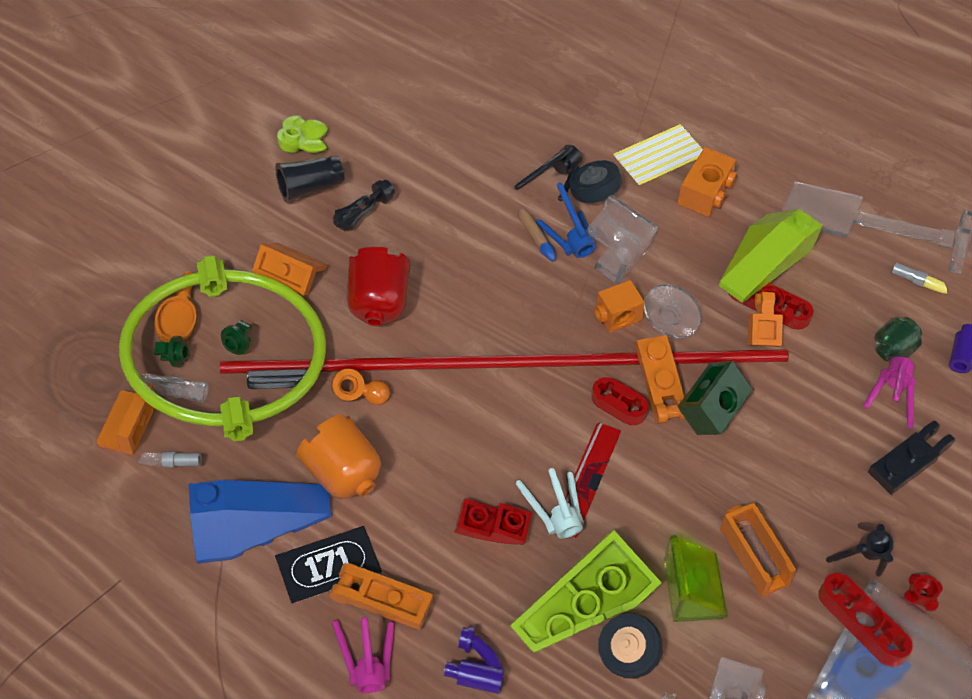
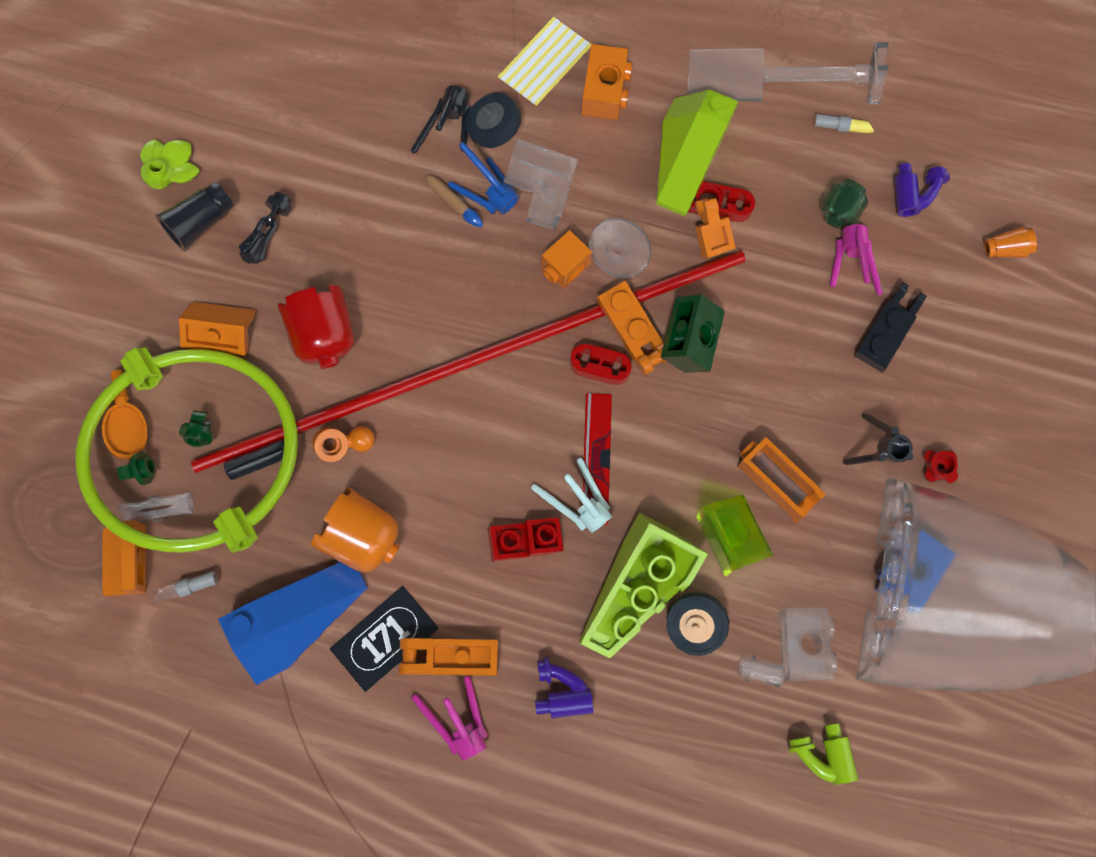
camera: 20 degrees left, 20 degrees up
(866, 635) = (938, 574): red beam -> none

